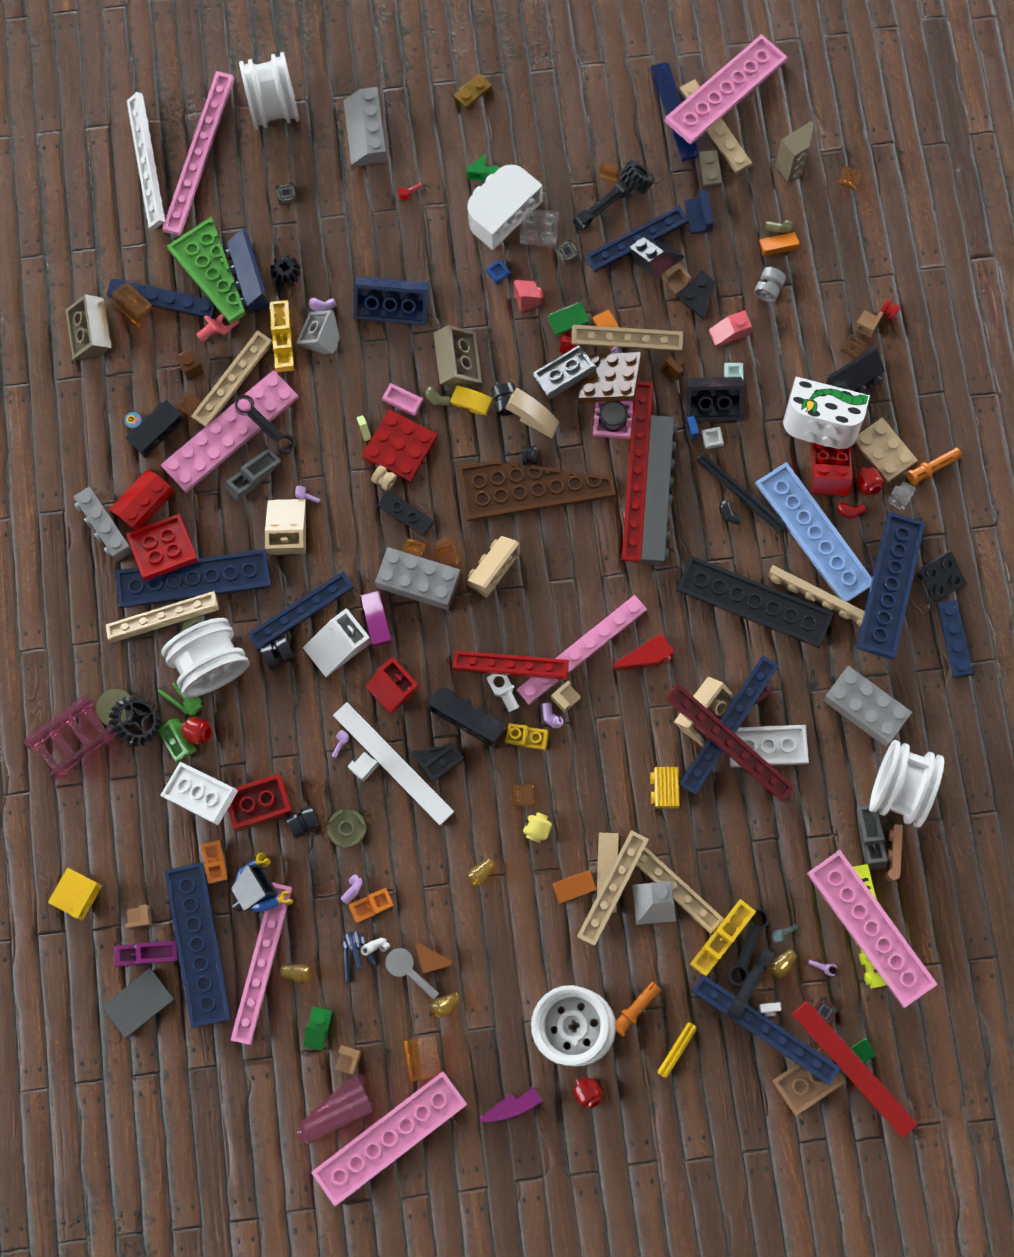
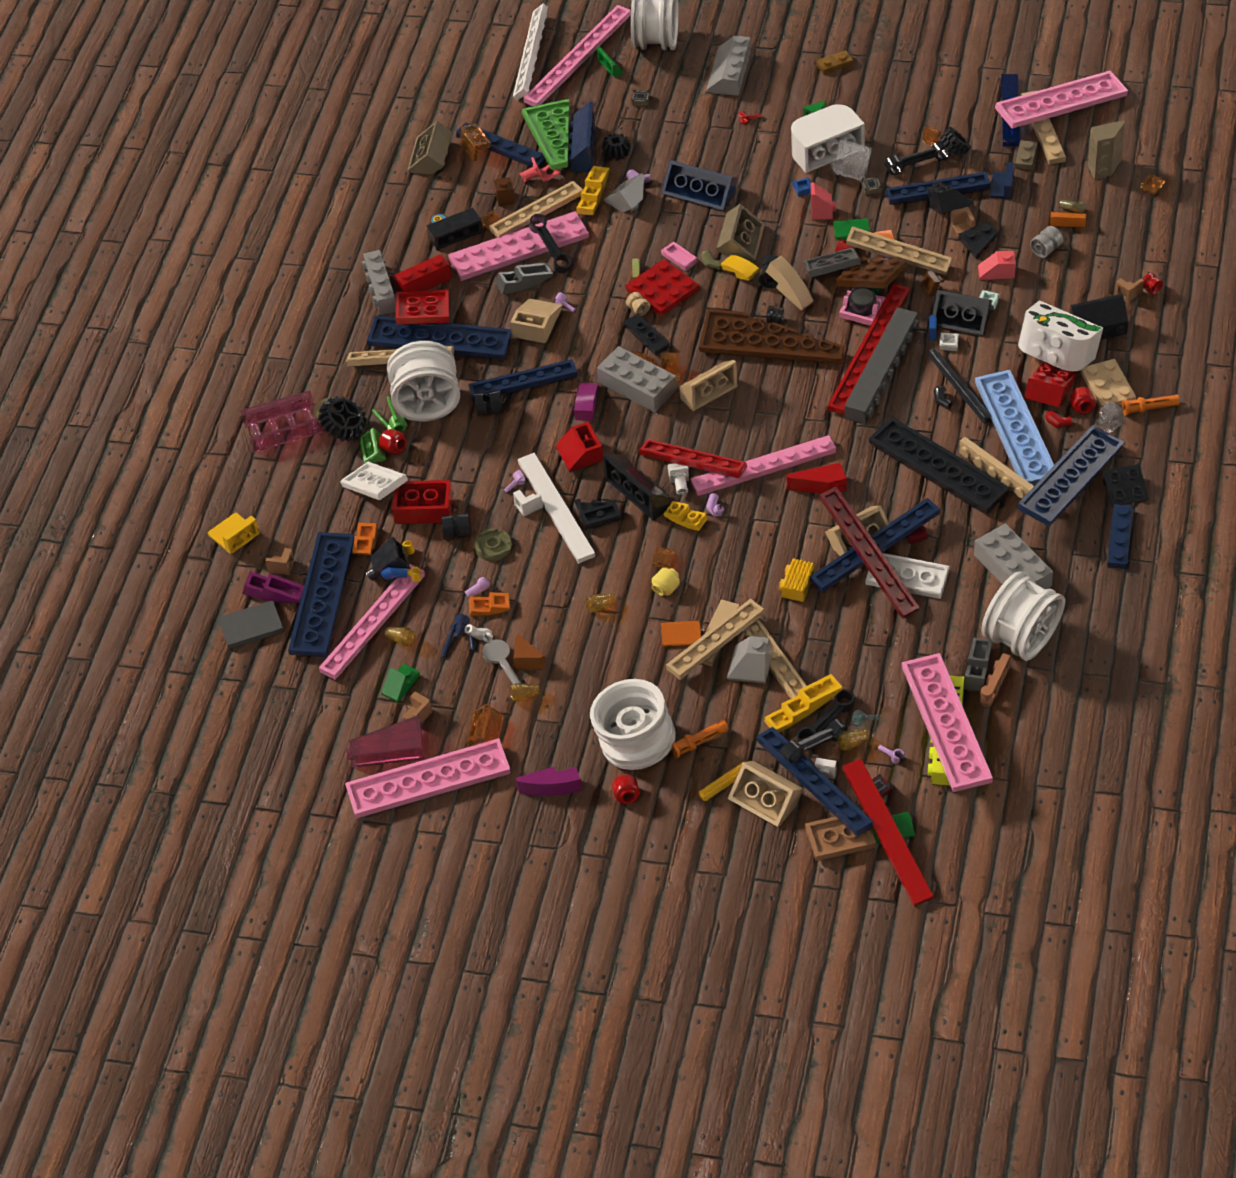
camera: 20 degrees right, 25 degrees down
(236, 154) = (609, 63): none -> green slope
(337, 642) = (545, 407): white slope -> none
(565, 697) = (732, 493): tan panel -> none
(722, 1054) = (764, 793): none -> tan slope

